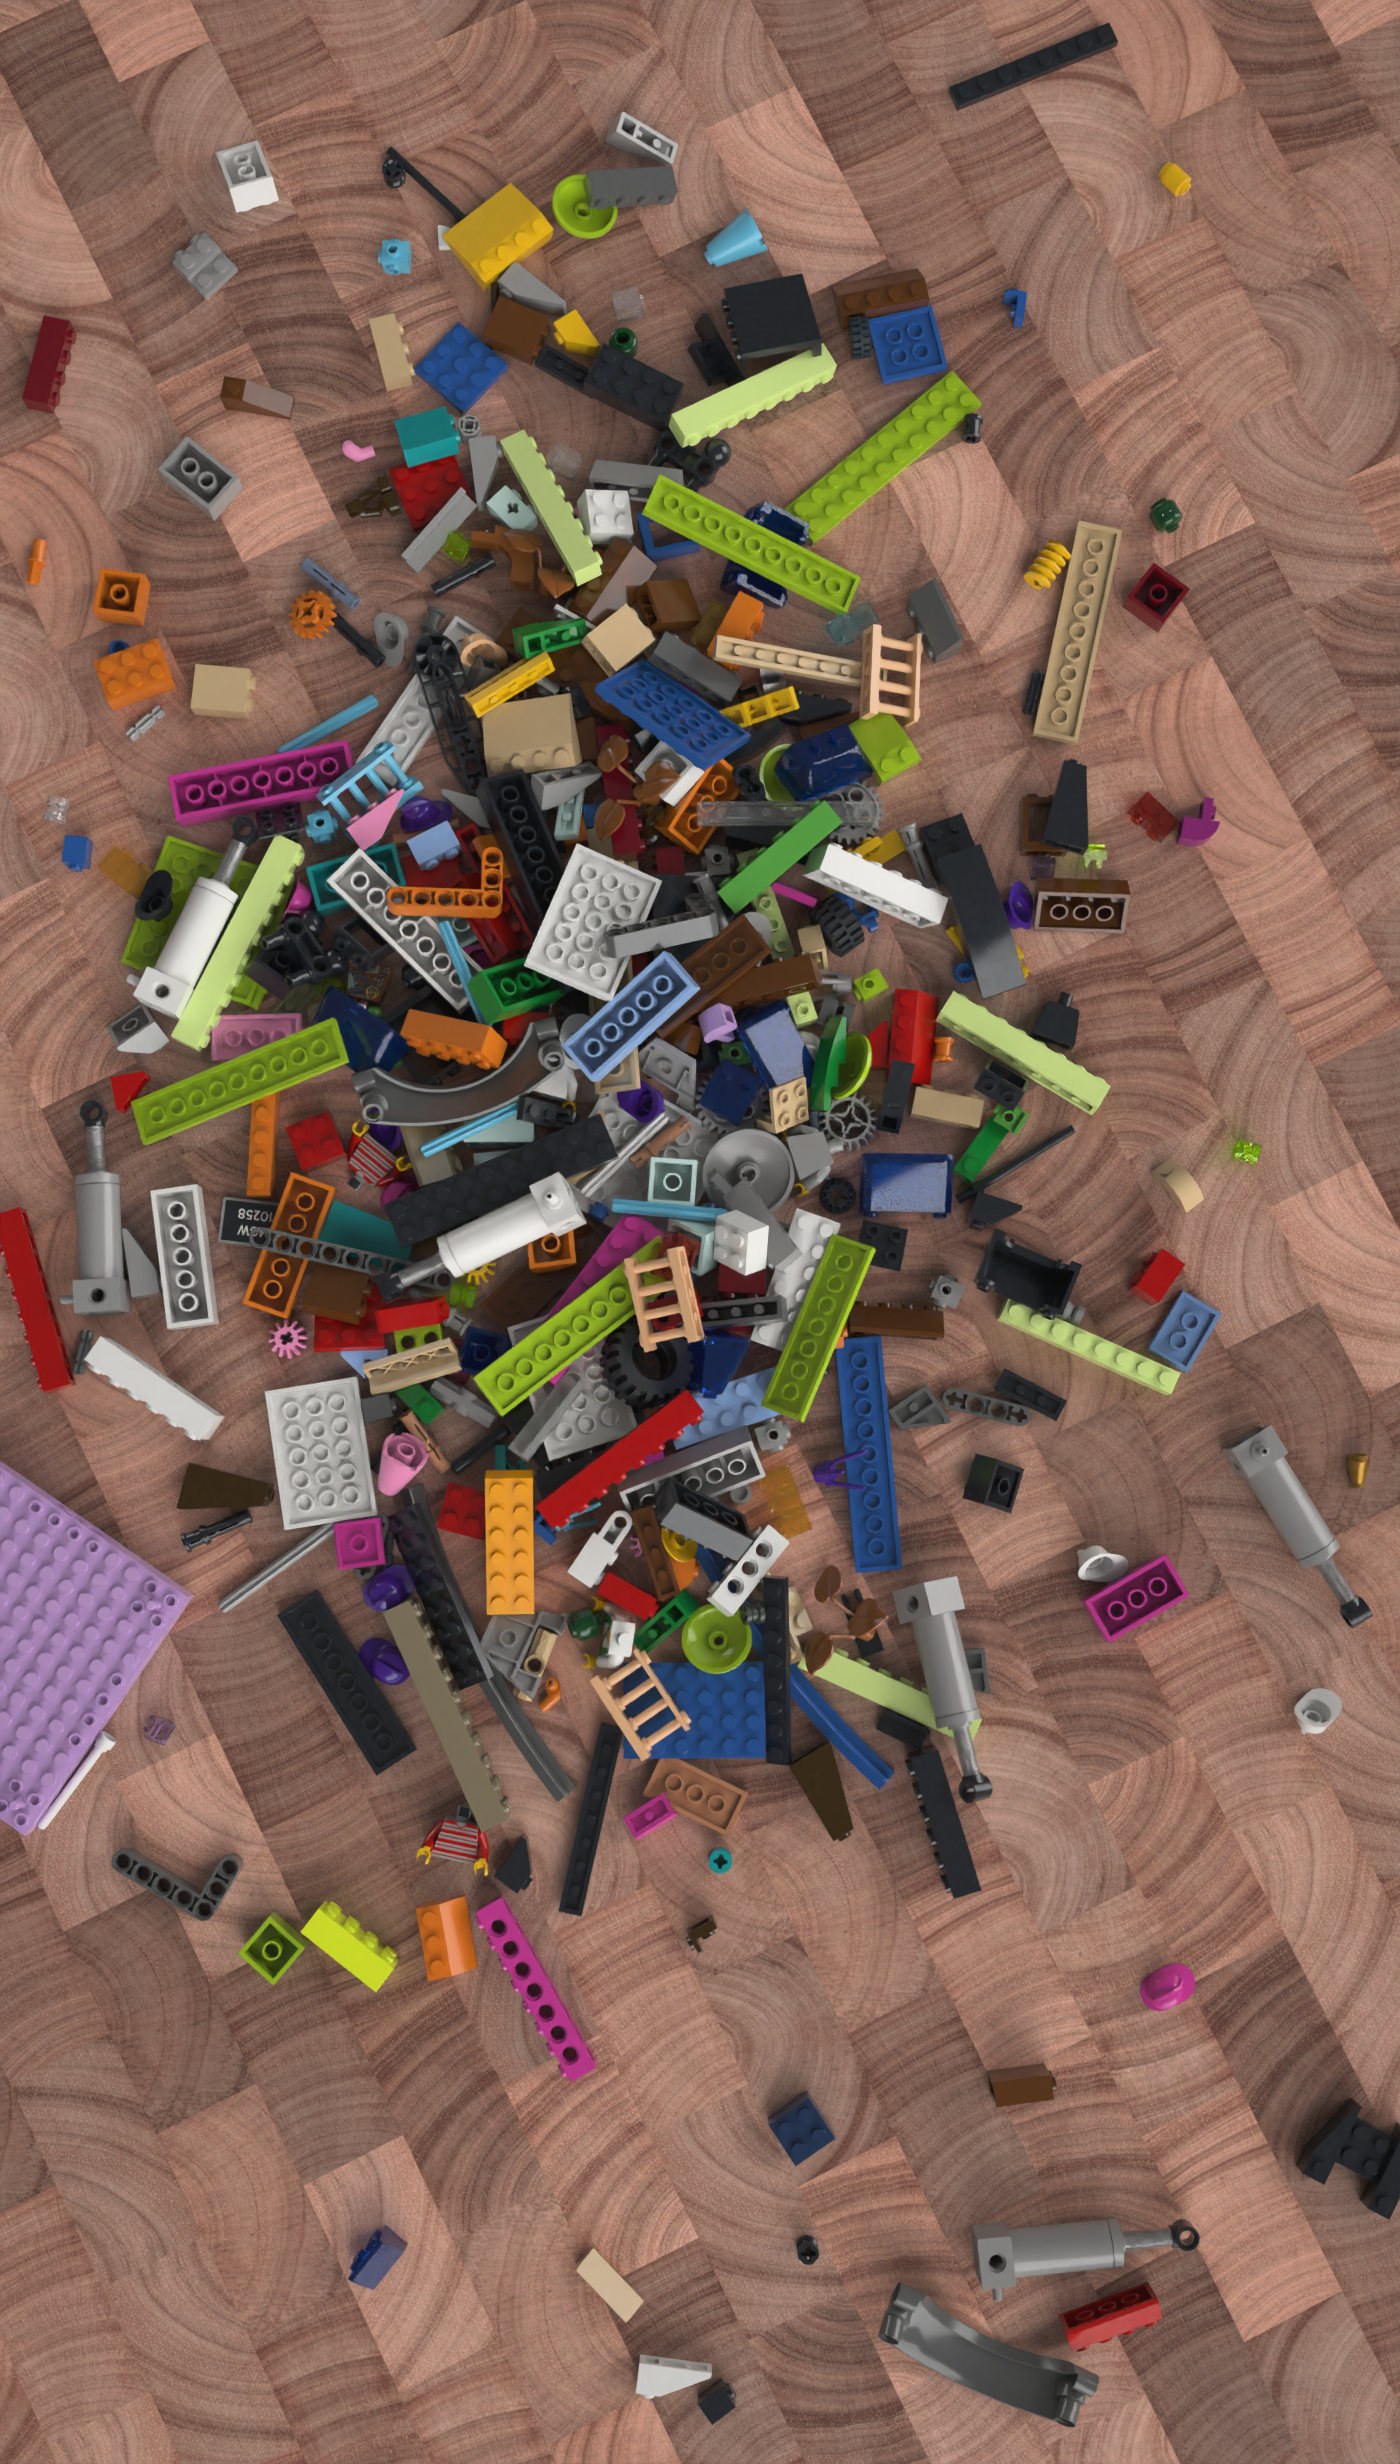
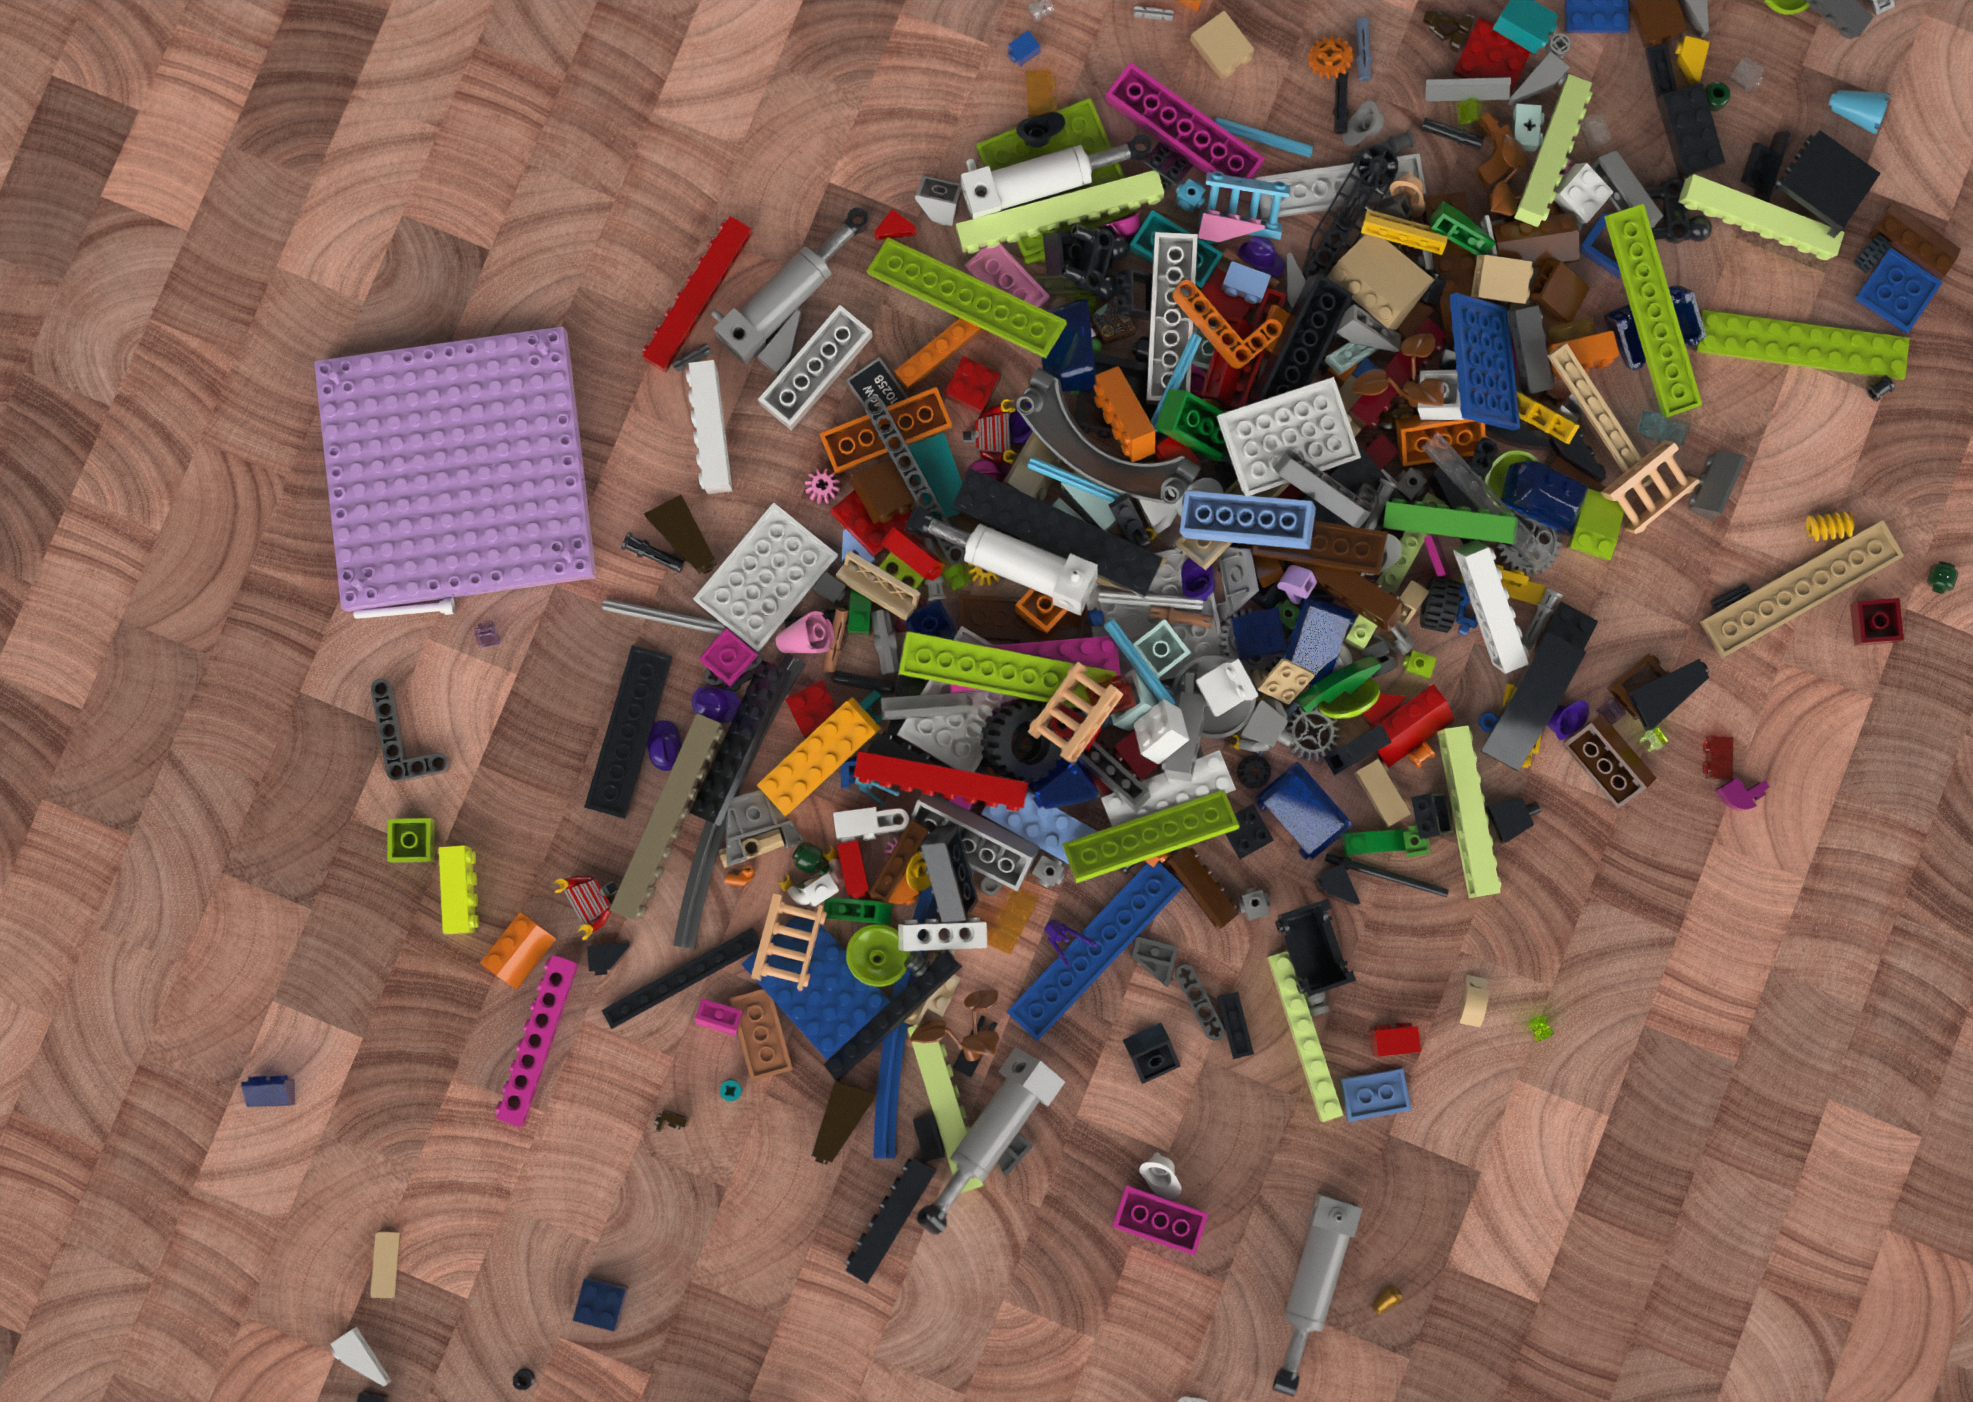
camera: 50 degrees right, 0 degrees up
(751, 1156) = (1226, 686): none -> white bracket

